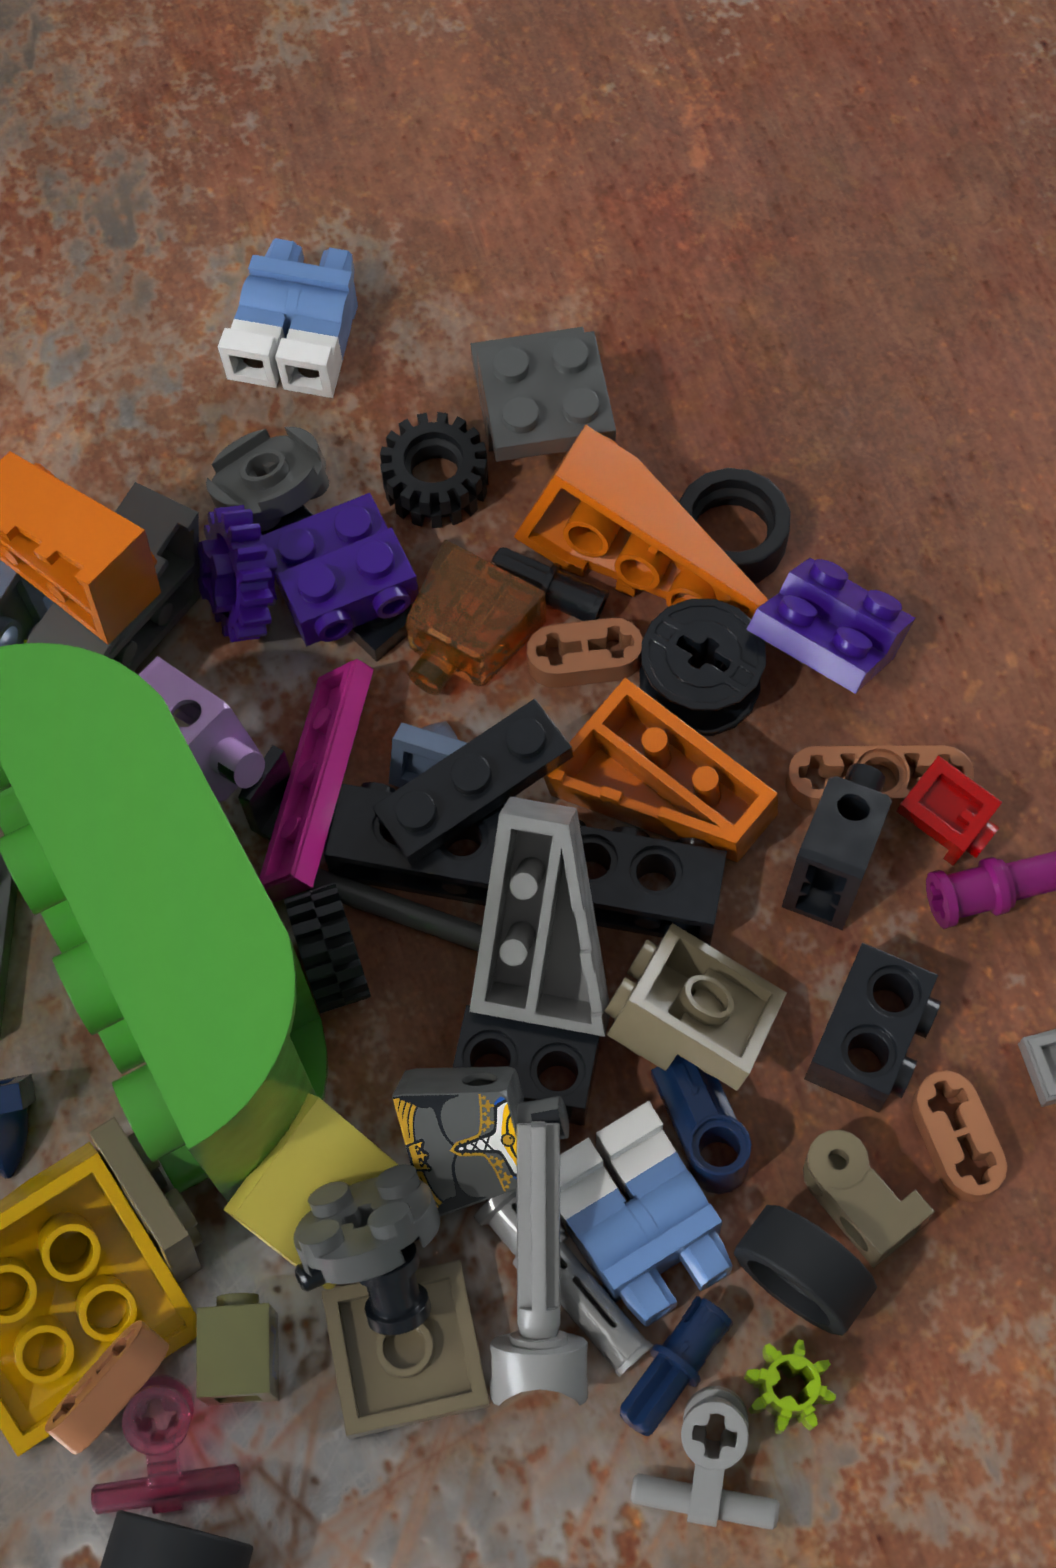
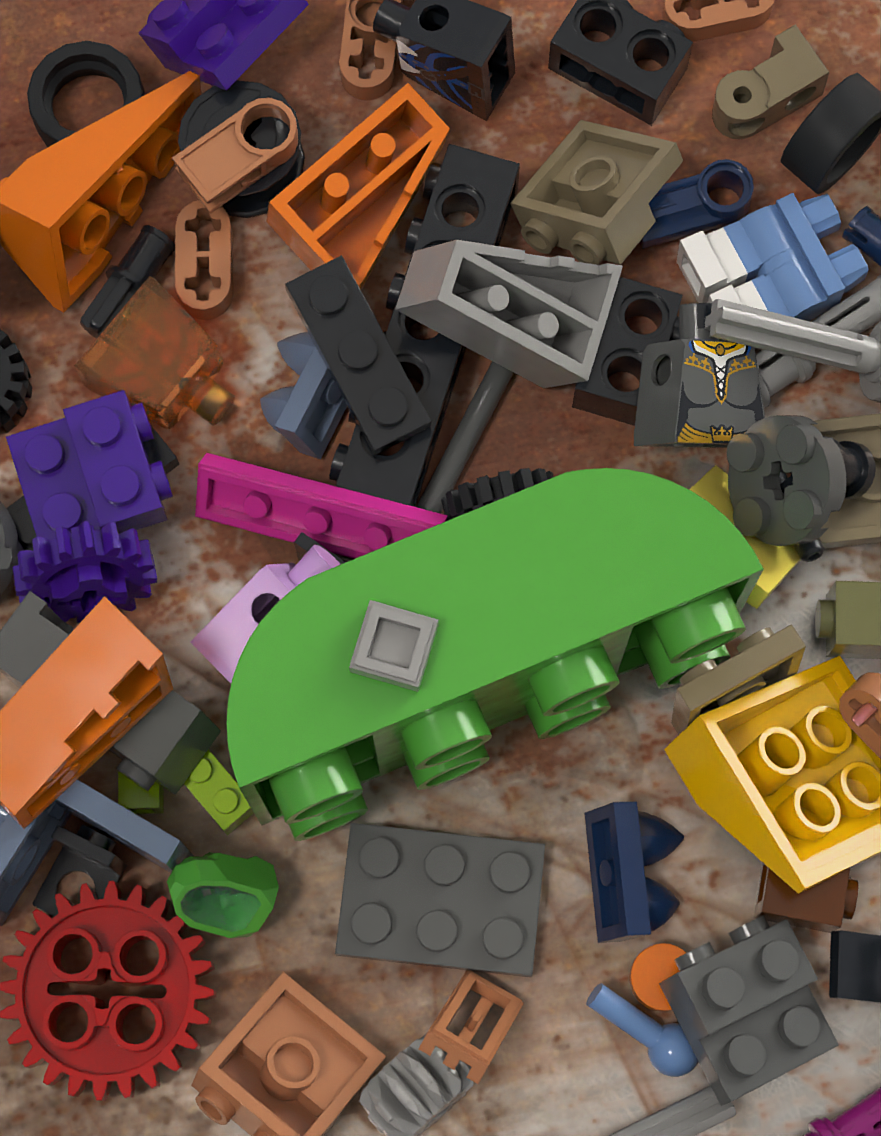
camera: 85 degrees left, 10 degrees up
(89, 780) = (394, 645): none -> light grey tile
(669, 637) = (225, 164): none -> nougat piece

